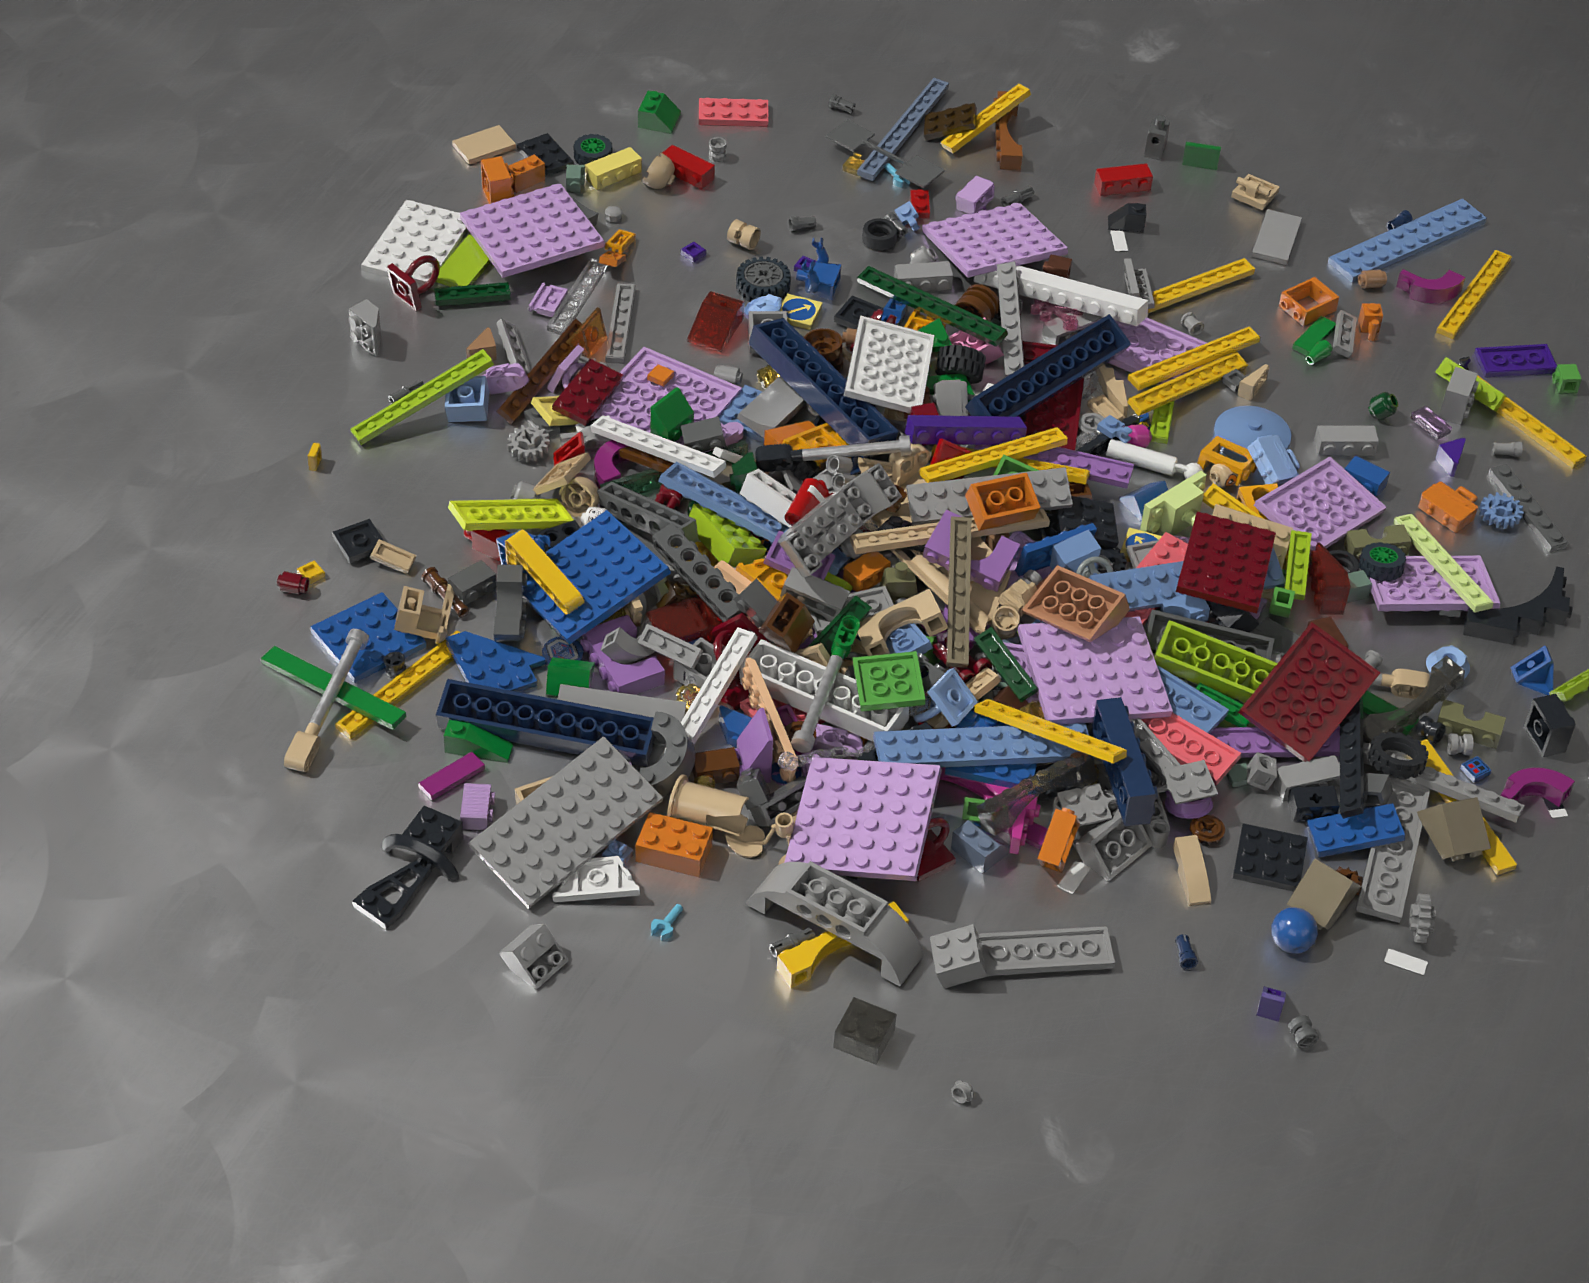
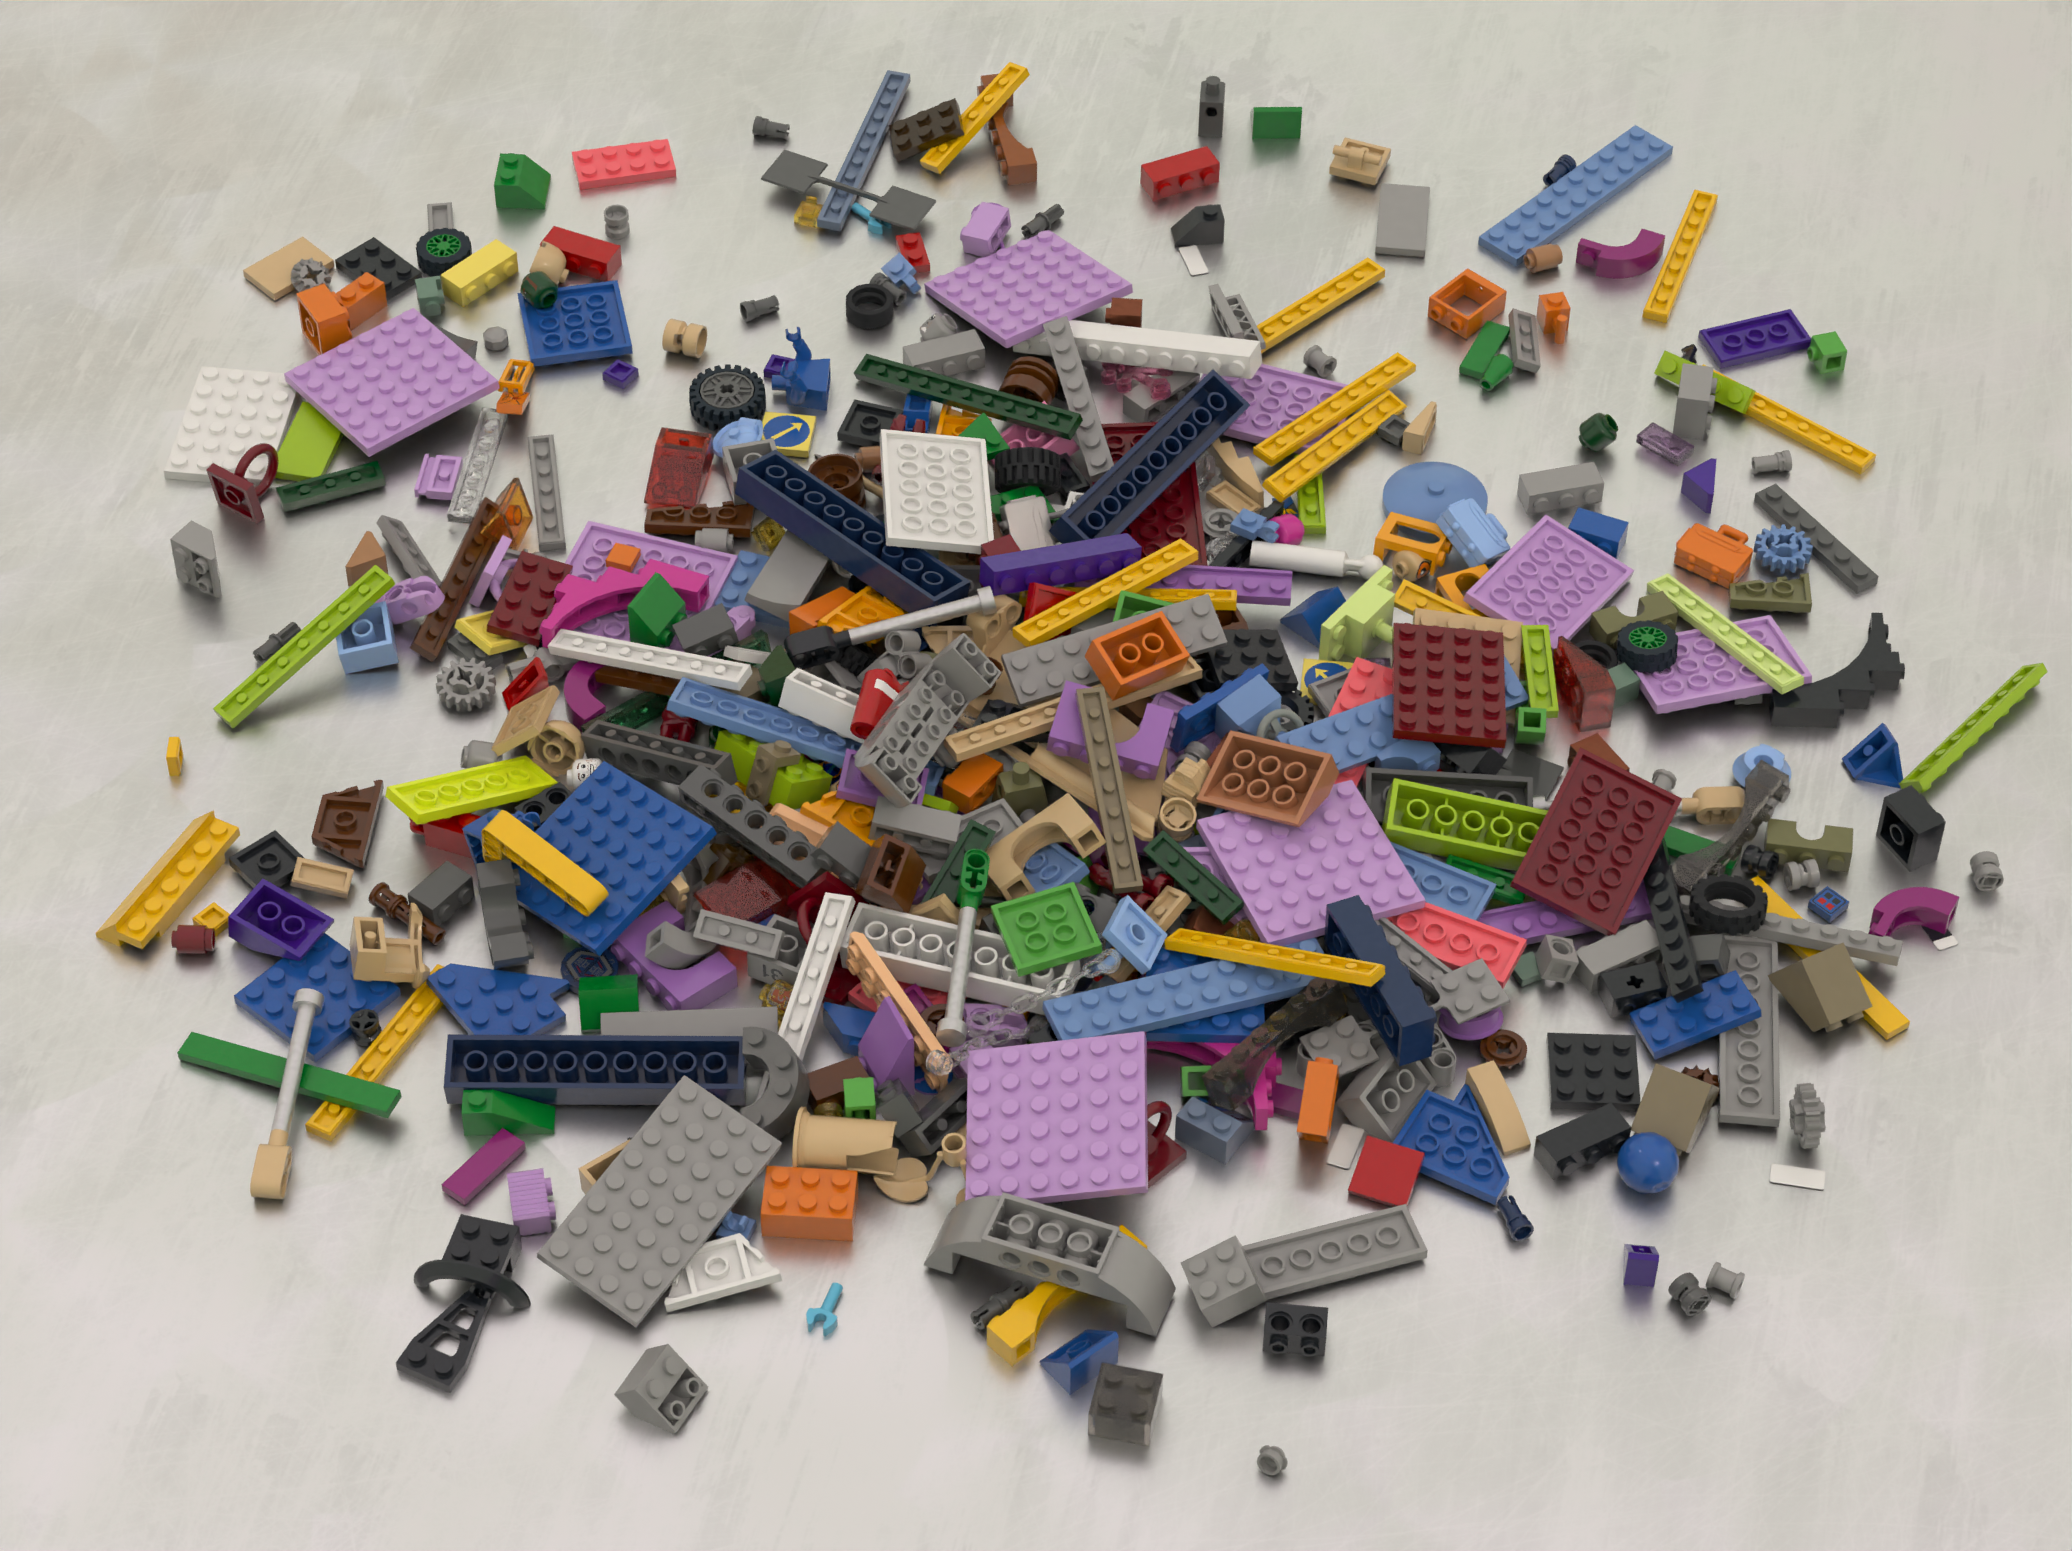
camera: 10 degrees left, 0 degrees up
(289, 542) = (171, 883): none -> yellow slope
(352, 581) = (277, 922): none -> dark purple slope
(421, 522) = (347, 822): none -> reddish brown wing
(501, 146) = (301, 270): none -> light grey gear
(597, 126) = (440, 216): none -> light grey tile
(624, 399) = (584, 599): none -> dark pink arch
(650, 185) = (539, 290): none -> dark green head
(670, 212) = (579, 326): none -> blue plate
(708, 358) = (686, 522): none -> reddish brown wing
(718, 535) = (765, 767): none -> dark tan bracket
(726, 776) = (859, 1098): none -> bright green brick
(838, 993) = (1081, 1358): none -> blue slope
(921, 711) = (1050, 991): none -> clear piece
(991, 372) = (1071, 477): none -> black plate
(1007, 1001) = (1301, 1329): none -> black brick
(1098, 901) = (1386, 1172): none -> red tile
(1152, 891) = (1456, 1144): none -> blue wing
(1248, 905) = (1581, 1141): none -> black brick
(1332, 1026) = (1725, 1280): none -> light grey bush
(1490, 543) = (1774, 596): none -> olive wing

